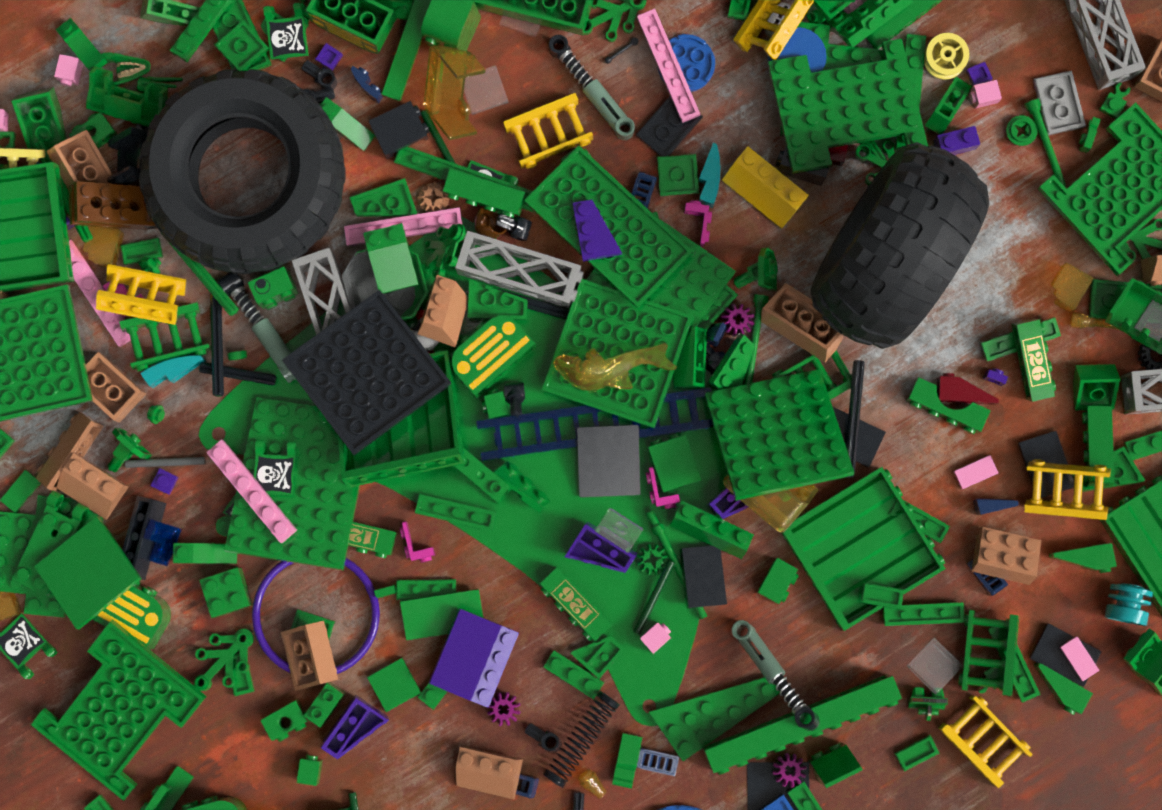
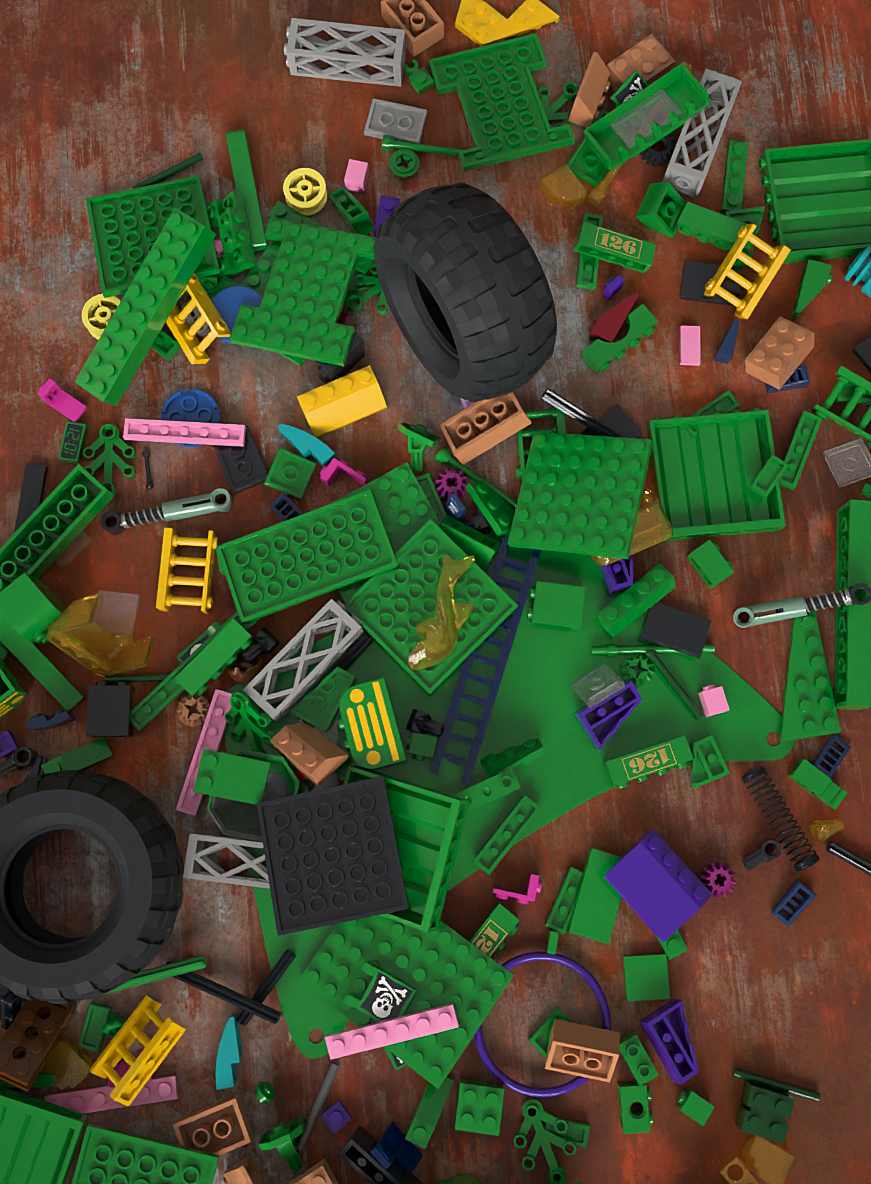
camera: 65 degrees left, 5 degrees down
(132, 325) = (165, 1075): green fence -> none
(222, 525) = (410, 1076): green plate -> none
(237, 355) = (248, 979): green tile -> none
(262, 328) = (234, 940): piece -> none
(273, 288) = (200, 909): green brick -> none
(386, 200) = (172, 757): green wing -> none
(488, 772) = (772, 924): nougat slope -> none
(573, 674) = (713, 796): green plate -> none
(593, 233) = (306, 572): dark purple wing -> none
(608, 461) = (526, 664): black piece -> none
(668, 502) = (591, 628): dark pink bracket -> none
(979, 74) = (336, 173): dark purple plate -> none
(1086, 139) = (440, 112): green plate -> none

